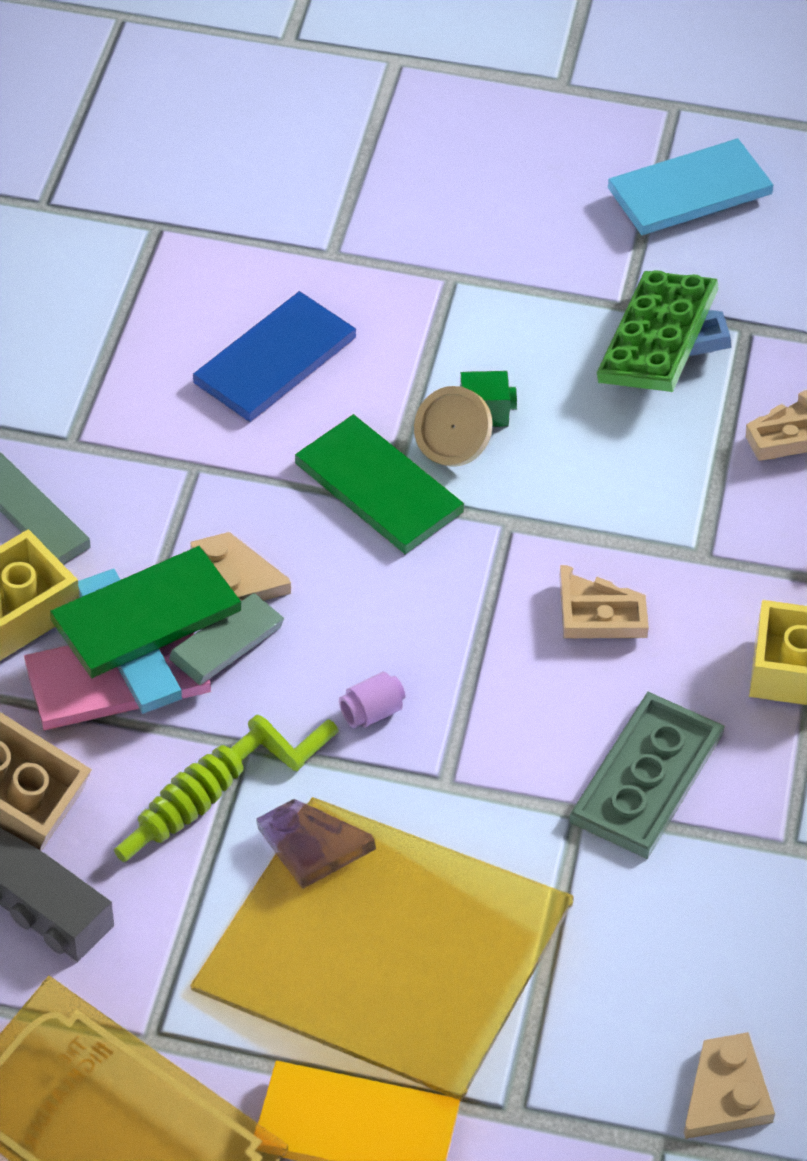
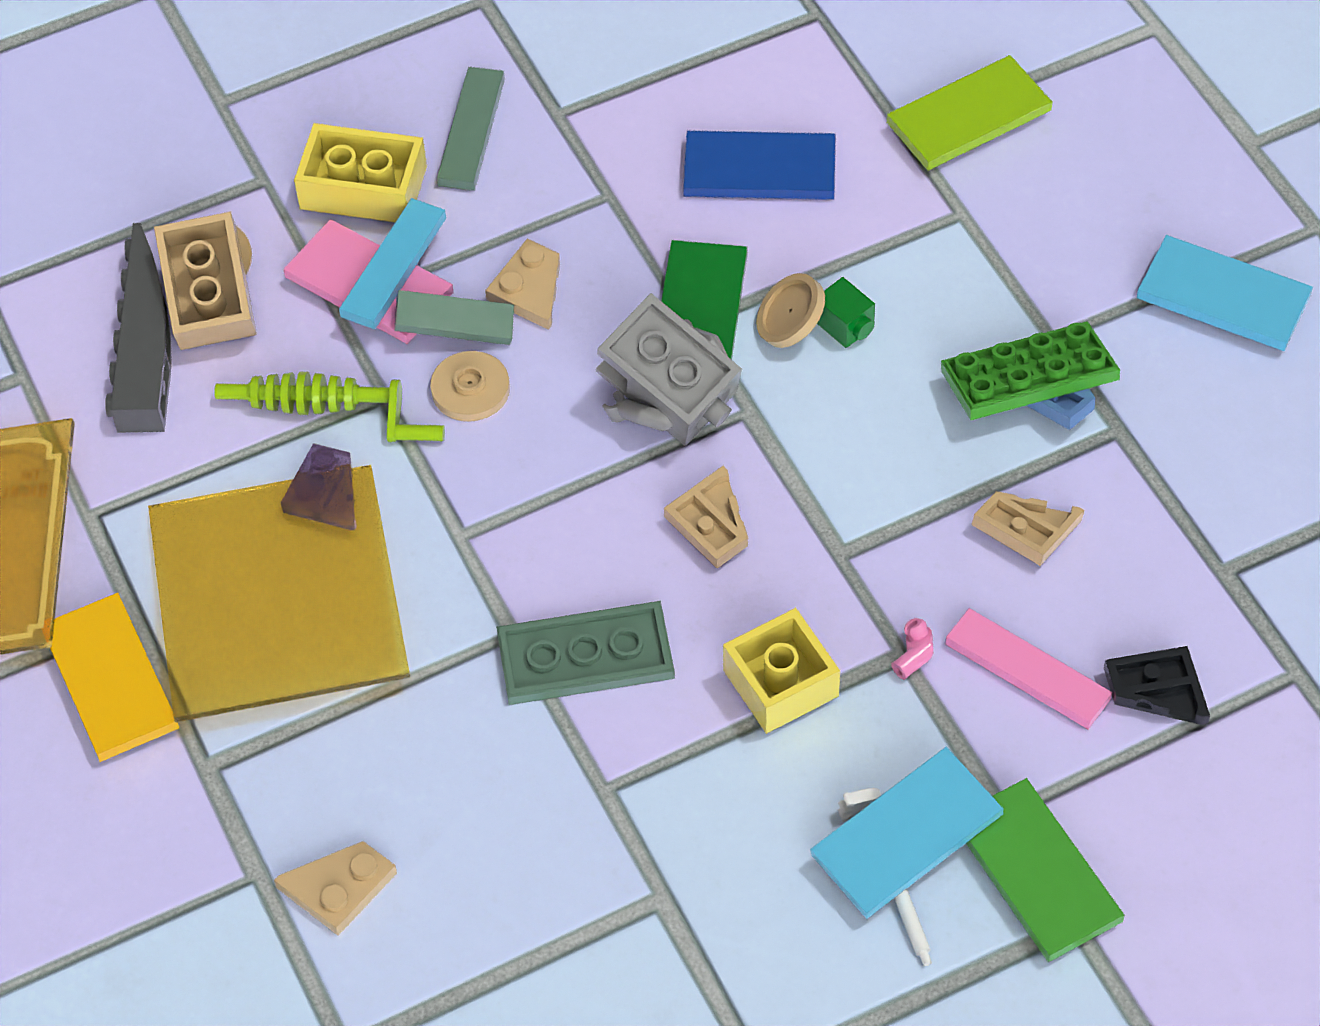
camera: 55 degrees right, 5 degrees up
(145, 611) = (418, 252): green tile -> none
(298, 679) = (470, 386): none -> tan piece
(367, 205) = (969, 112): none -> lime tile
(372, 700) = (483, 438): lavender brick -> none
(449, 533) = (668, 371): none -> light grey torso

